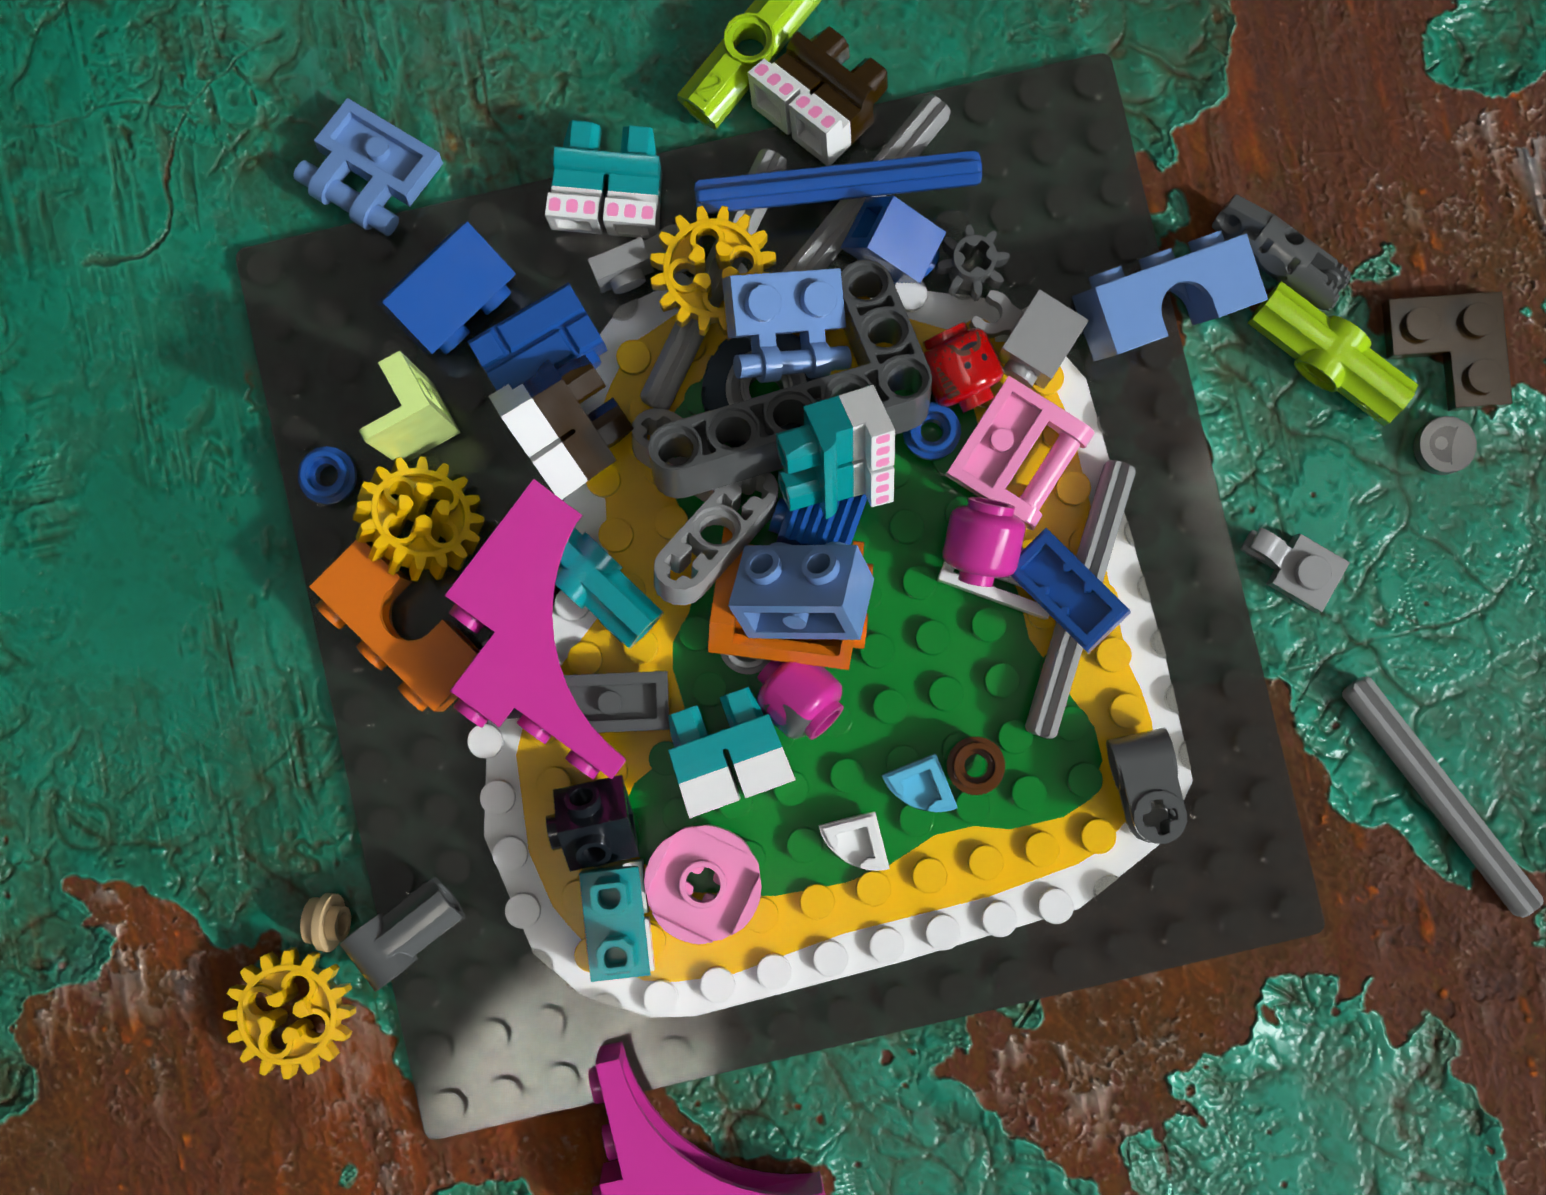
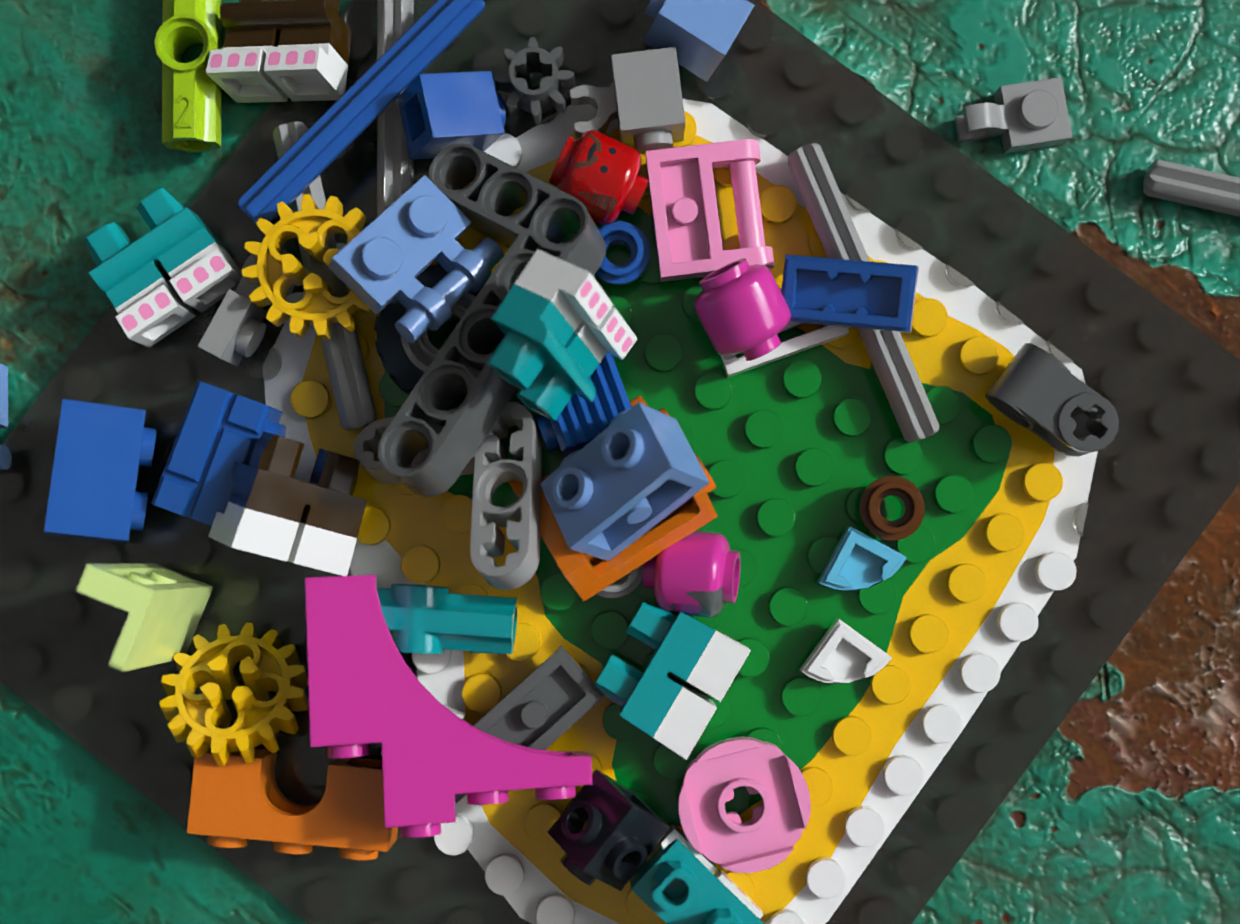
camera: 35 degrees left, 0 degrees up
(310, 471) = (107, 723): blue plate -> none

